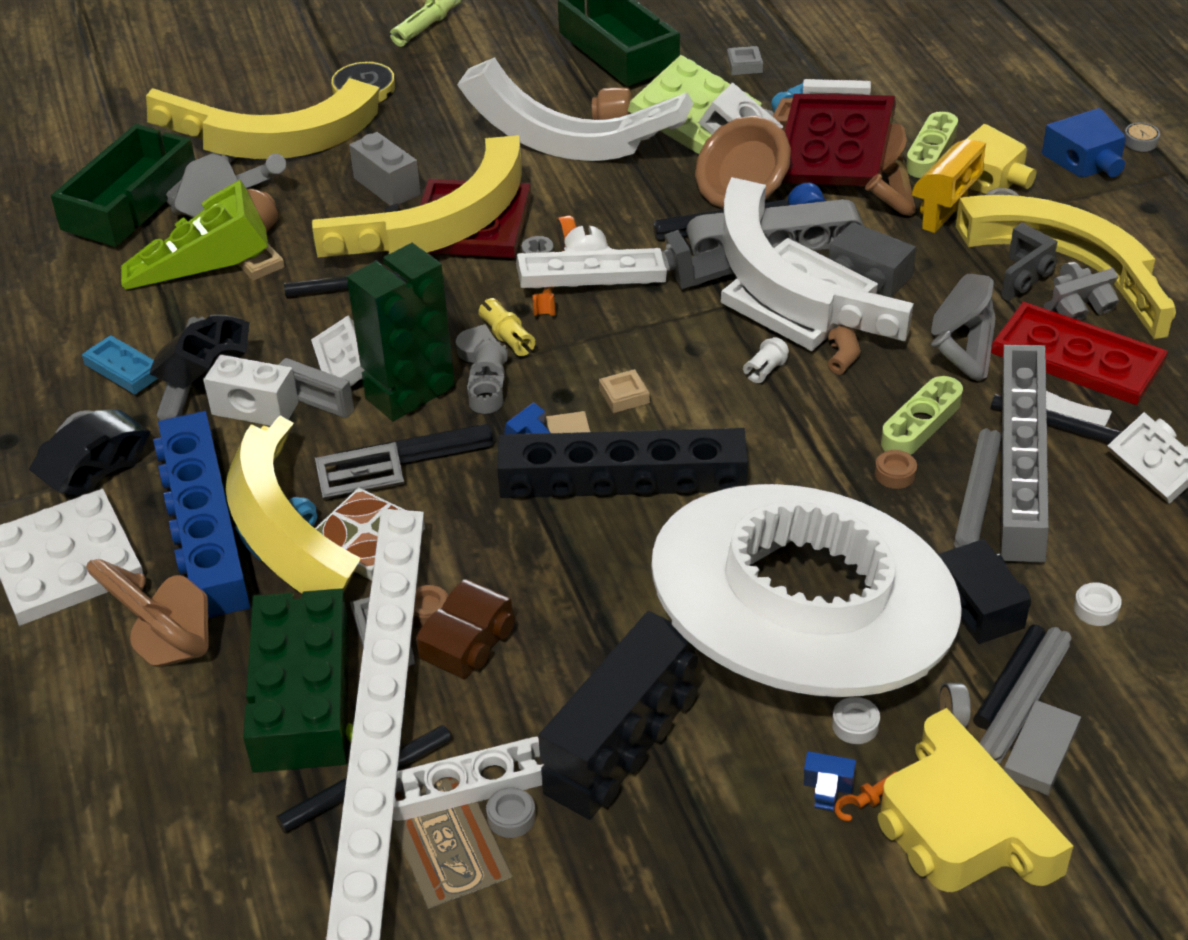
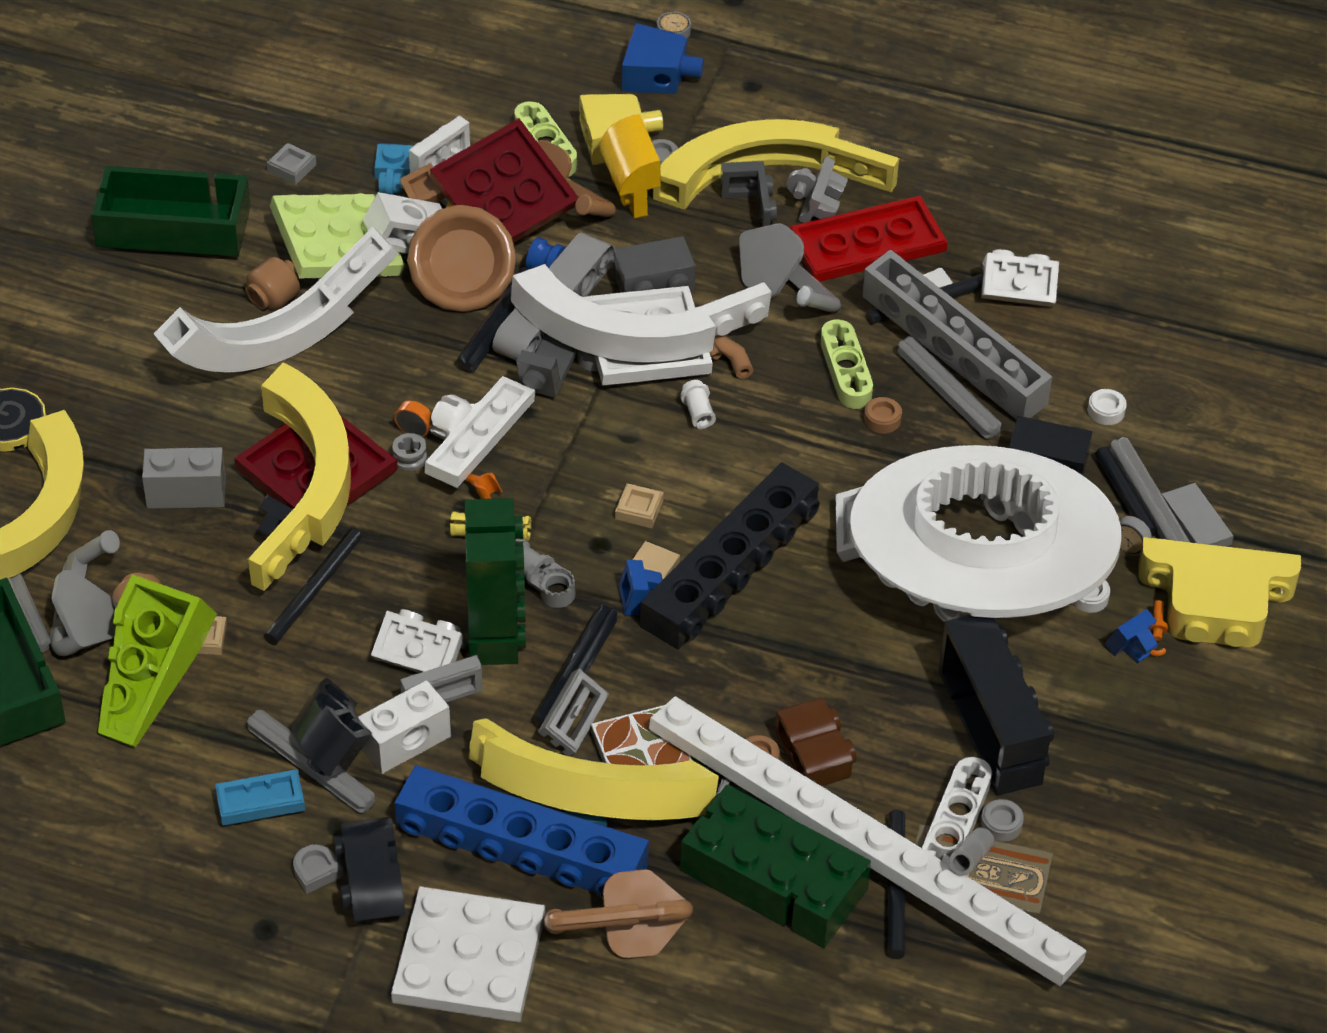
camera: 55 degrees left, 5 degrees up
(421, 799) = (971, 851): none -> light grey piece

